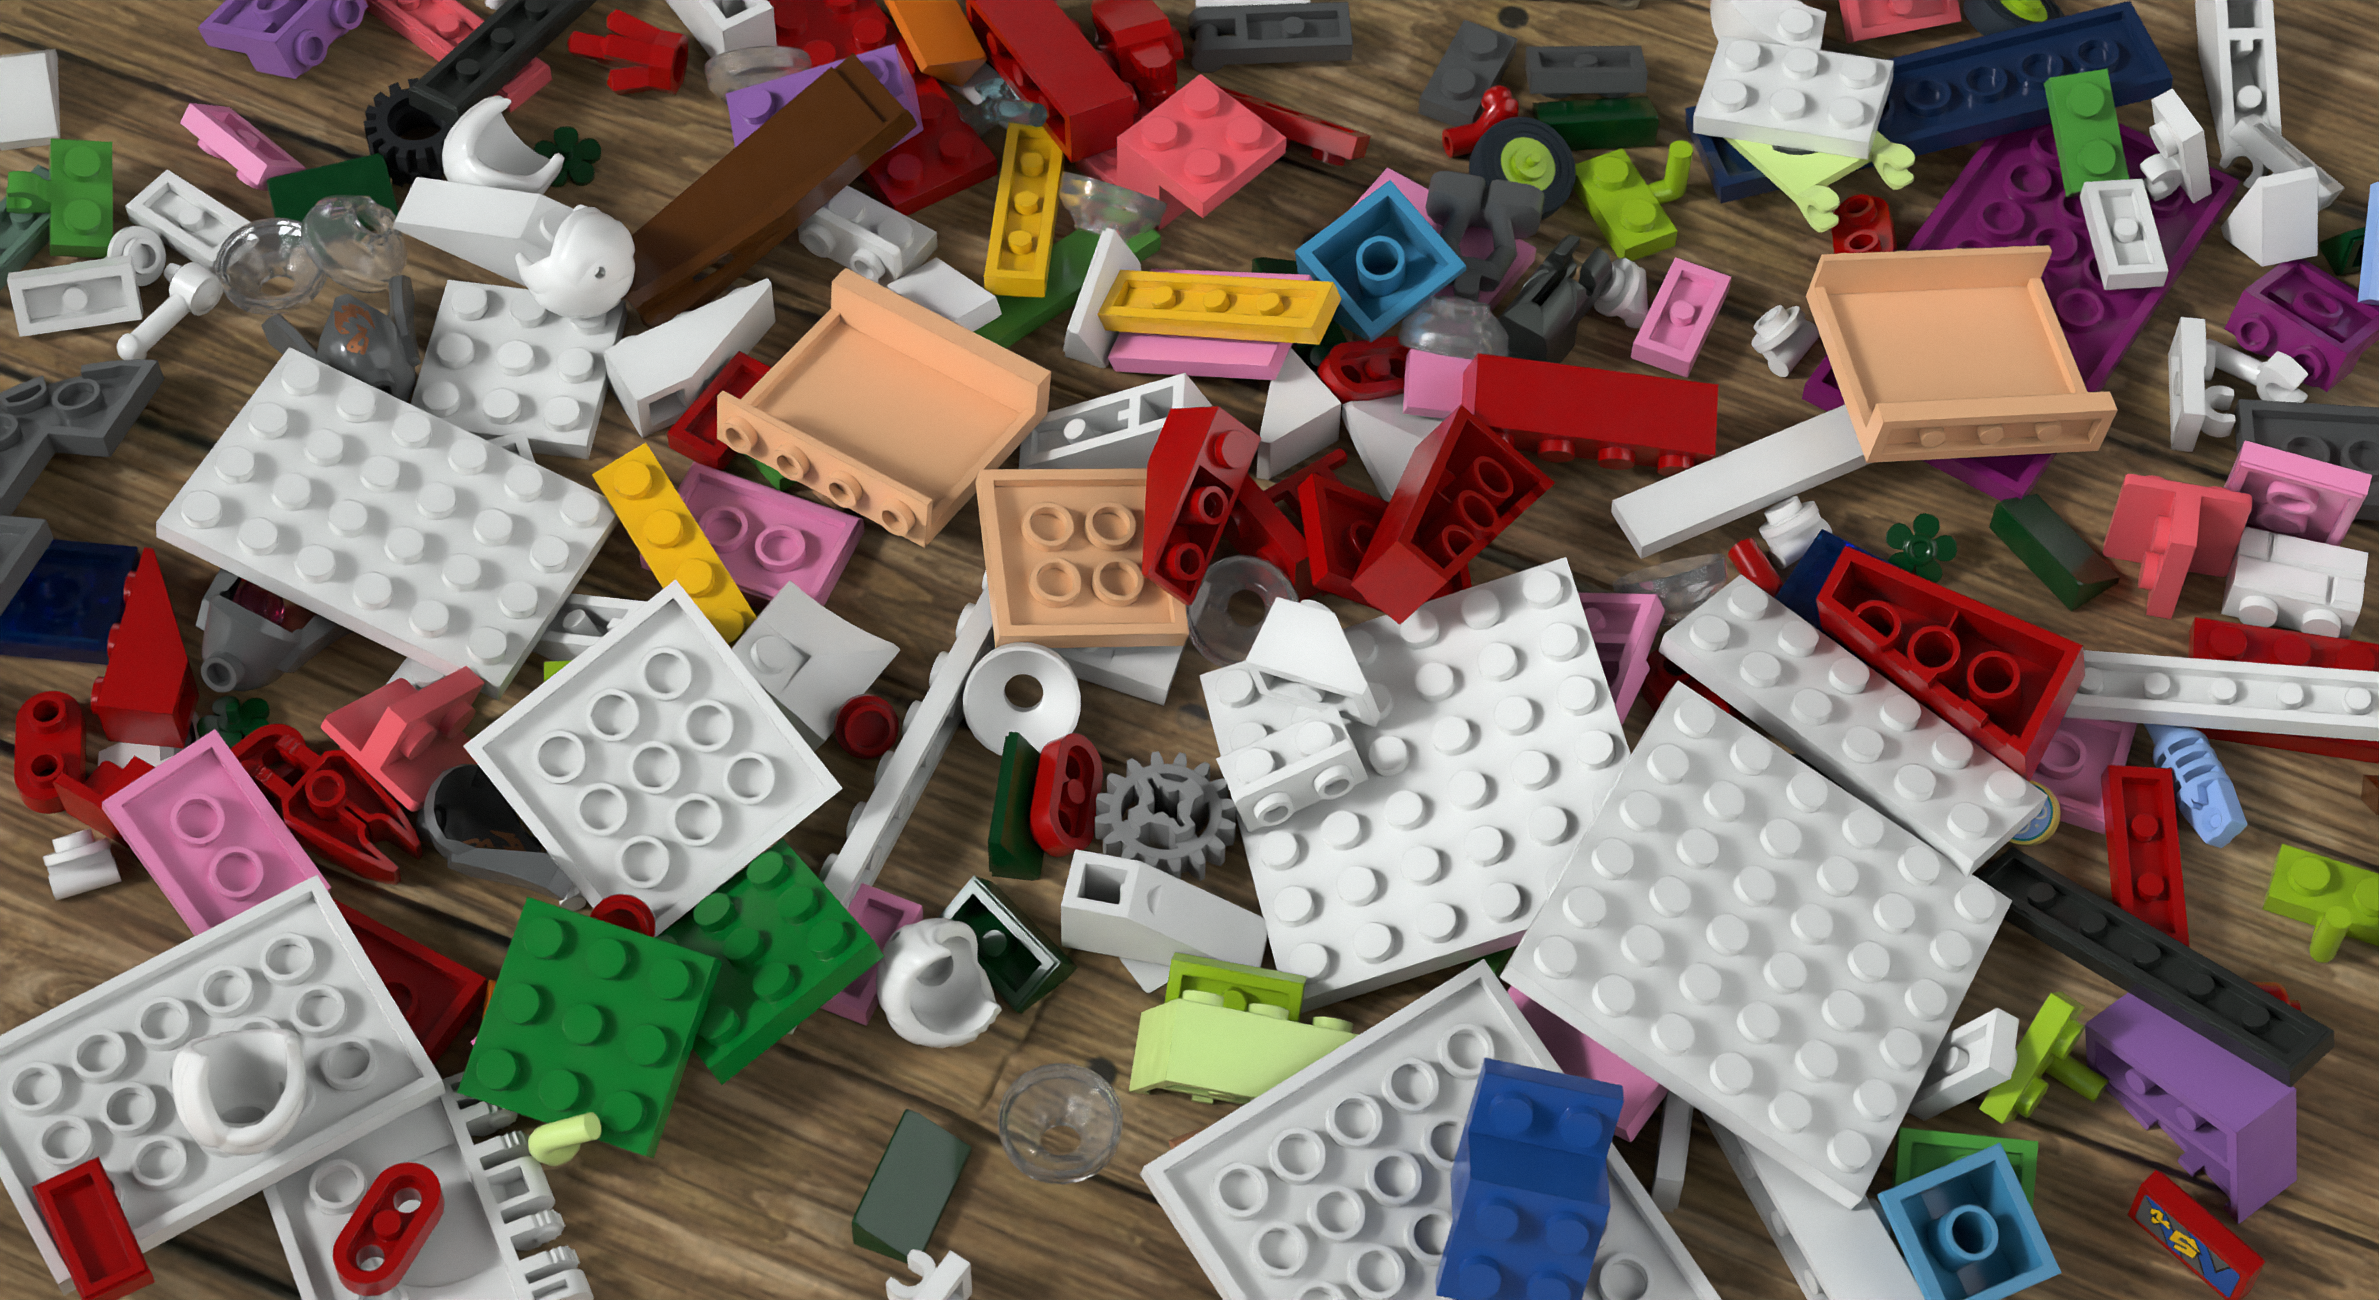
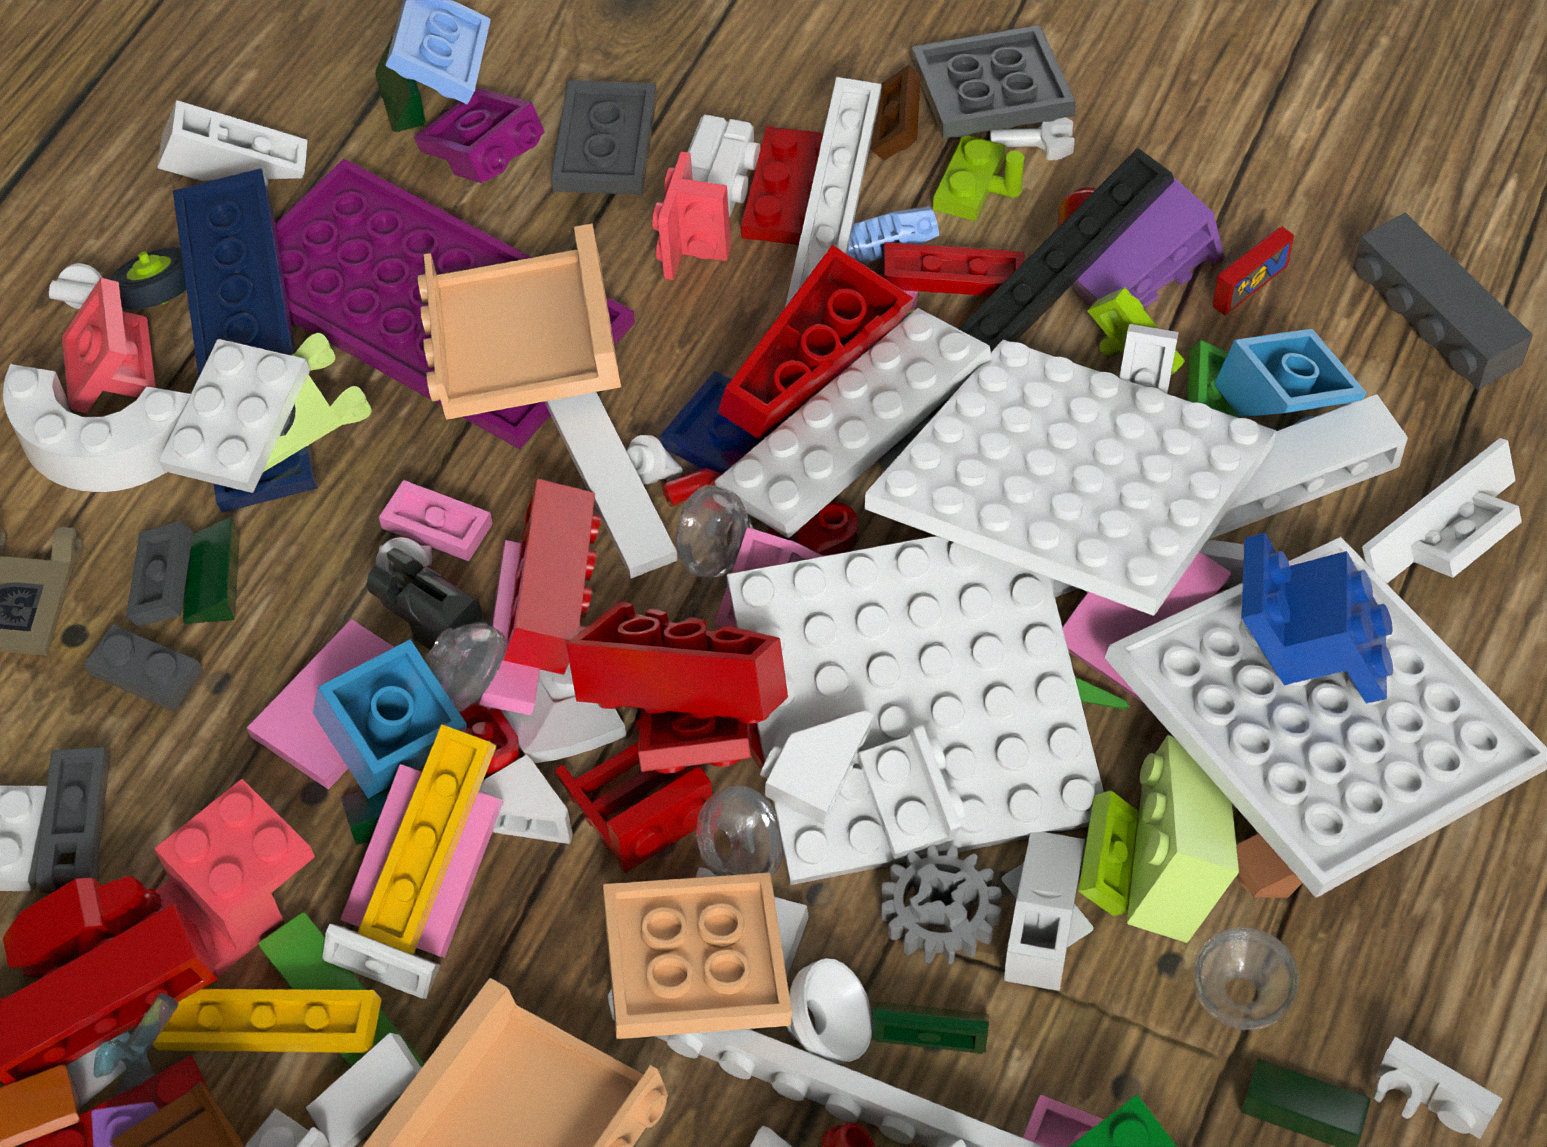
camera: 85 degrees left, 0 degrees up
(935, 985) = (1126, 1066): white piece -> none
(1011, 947) = (1059, 1037): dark green slope -> none
(1066, 795) = (901, 980): red plate -> none
(1104, 205) = (288, 937): clear piece -> none
(1110, 429) = (536, 934): white slope -> none
(1191, 493) = (633, 853): red slope -> none
(1329, 140) = (204, 777): red plate -> none
(1498, 107) = (211, 651): red arm -> none
(1504, 207) = (322, 631): dark grey piece -> none
(1527, 154) = (269, 622): black wheel -> none
(1626, 206) = (304, 556): lime plate -> none
(1784, 338) = (460, 456): white plate -> none
(1864, 226) = (374, 385): red plate -> none
(1920, 548) = (673, 381): dark green plant -> none
(2052, 550) = (676, 305): dark green slope -> none
(2085, 129) = (303, 229): bright green plate -> none
(2123, 234) = (399, 222): white plate -> none
(2181, 151) = (336, 170): white plate -> none
(2190, 404) = (532, 208): white plate -> none
(2273, 152) = (346, 124): white plate -> none
(2274, 379) = (534, 158): white bar -> none
(2277, 218) = (394, 136): white slope -> none
(2298, 493) = (673, 138): bright pink tile -> none

